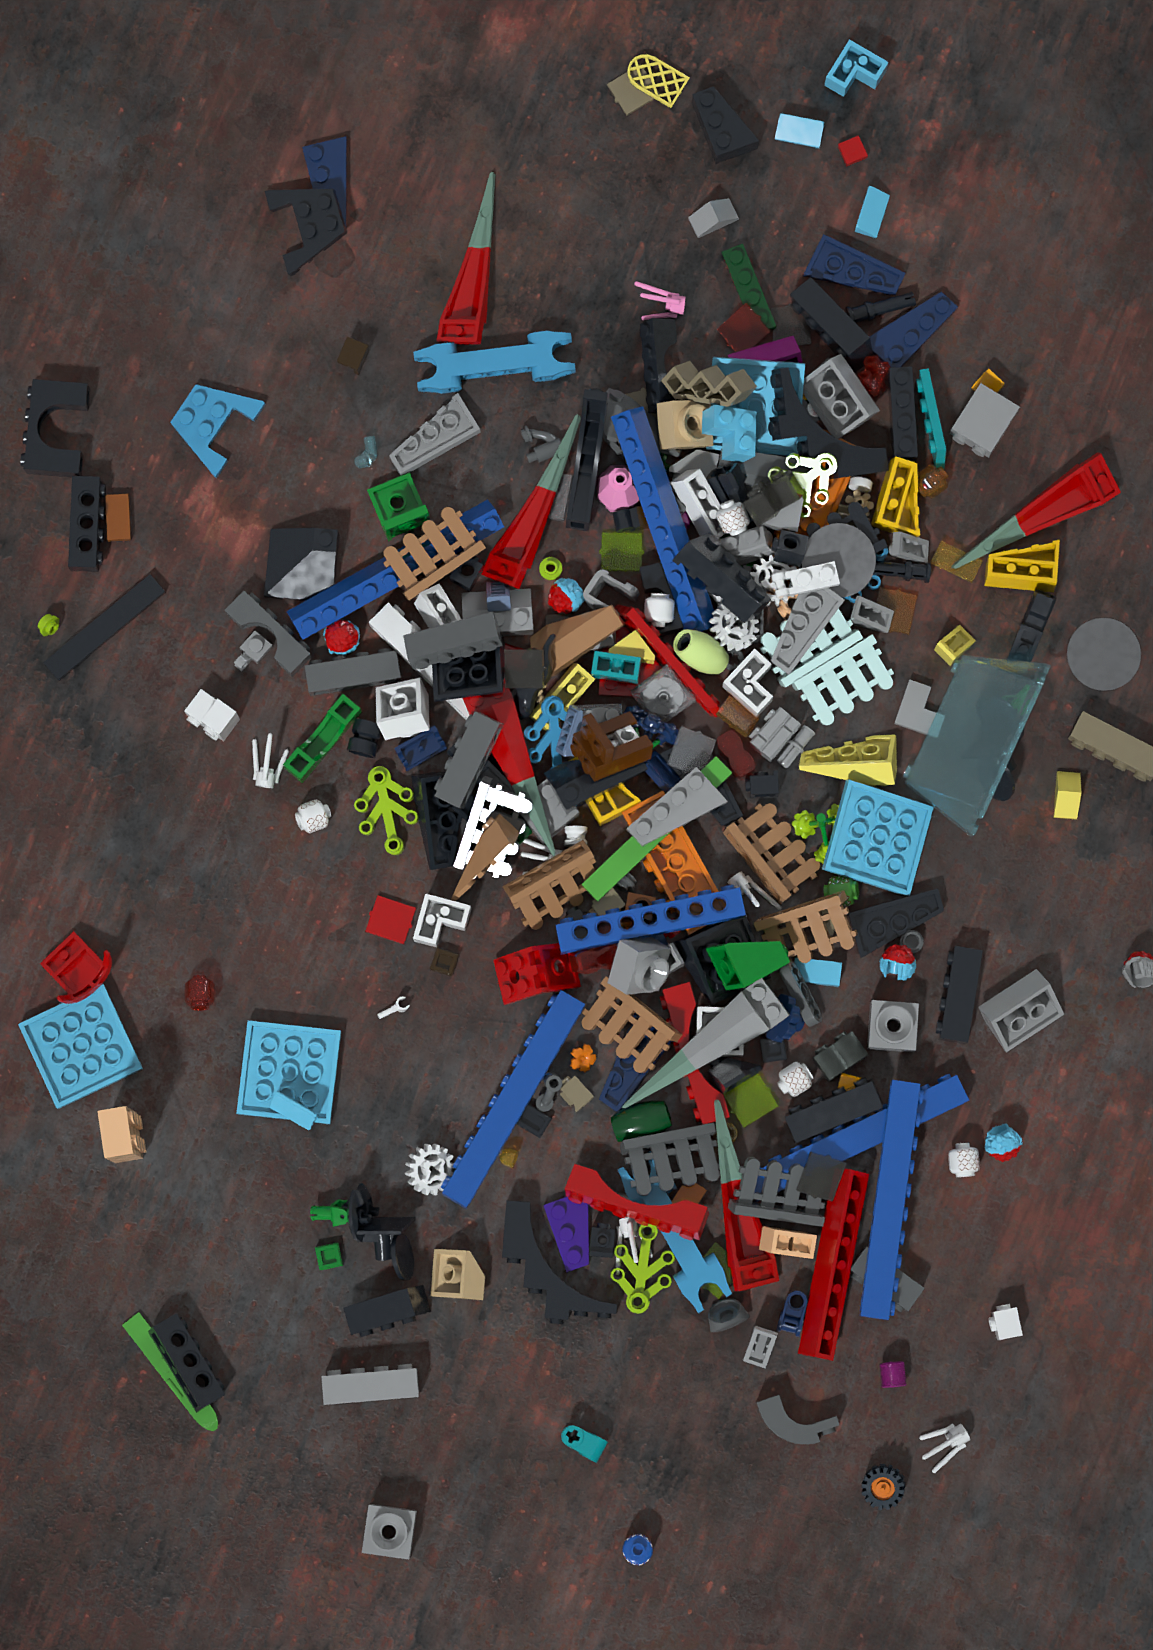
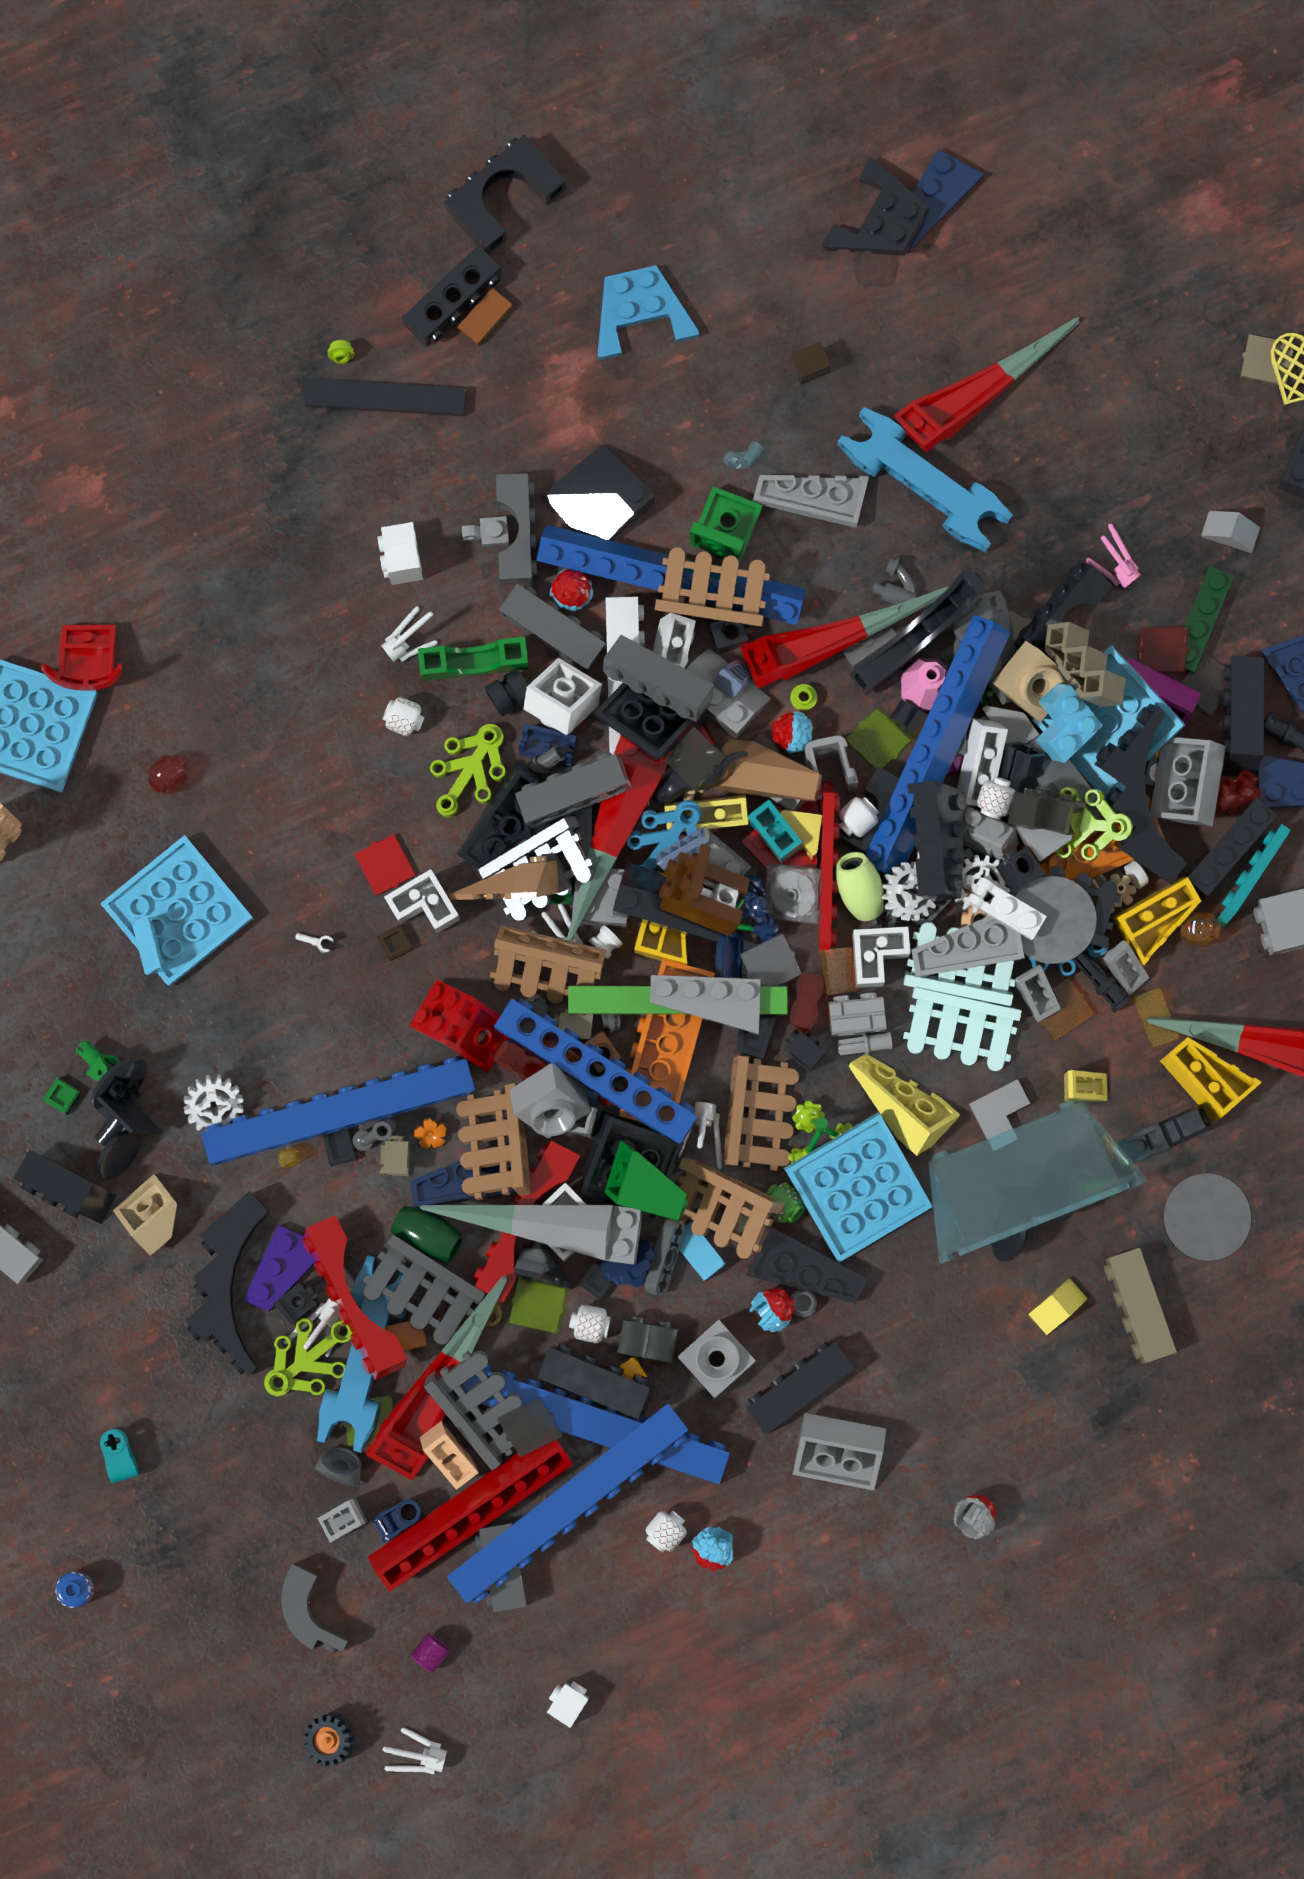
camera: 45 degrees right, 0 degrees up
(430, 757) = (542, 763): none -> dark grey pin

